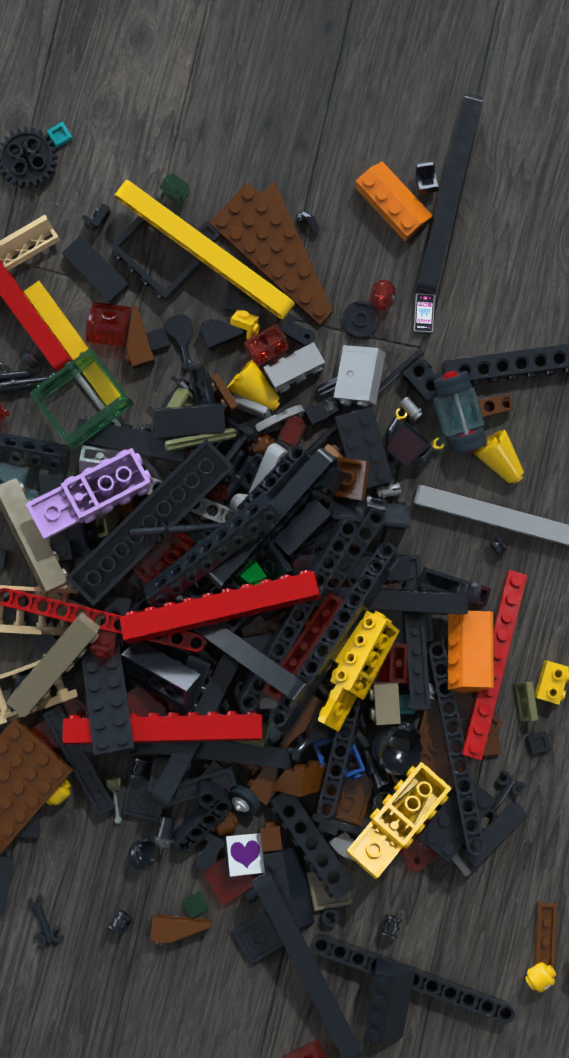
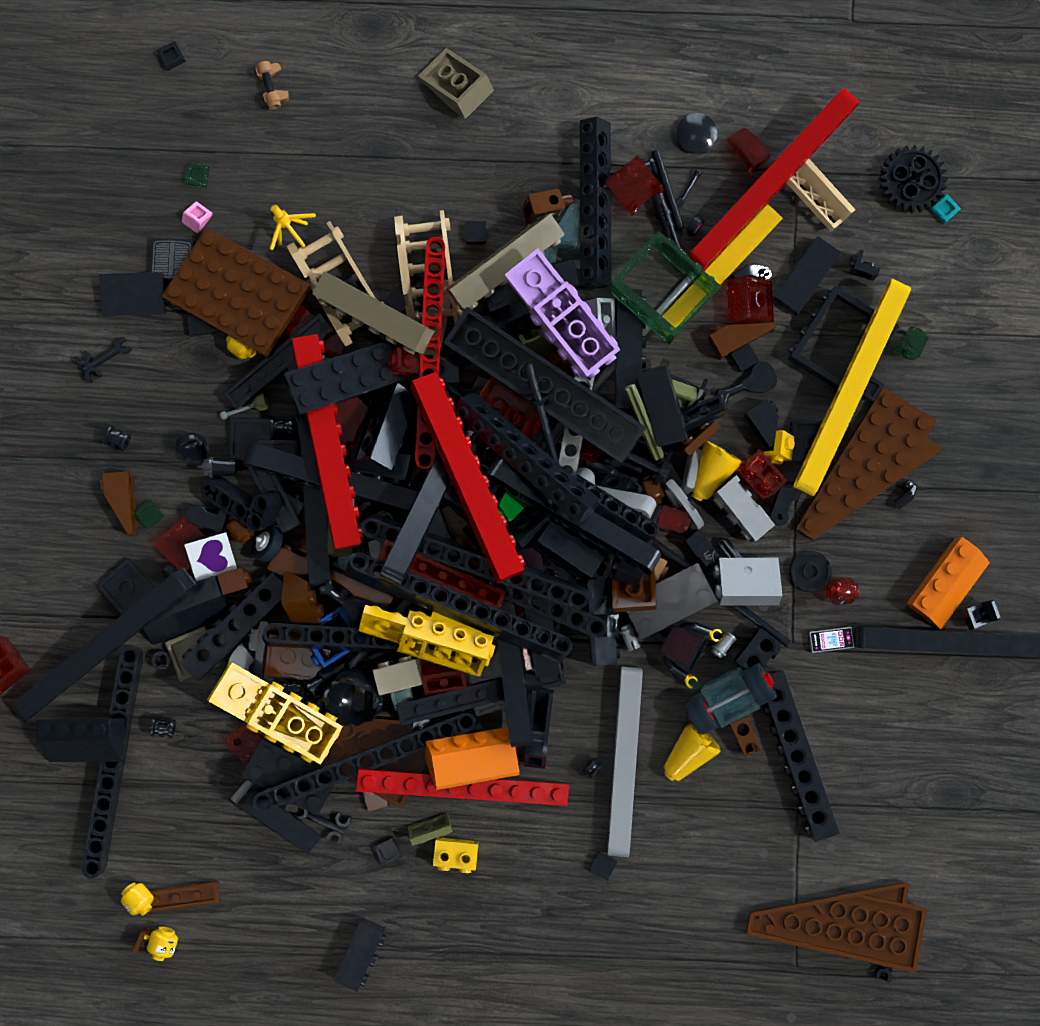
camera: 80 degrees right, 0 degrees up
(80, 317) = (752, 270): none -> black arm

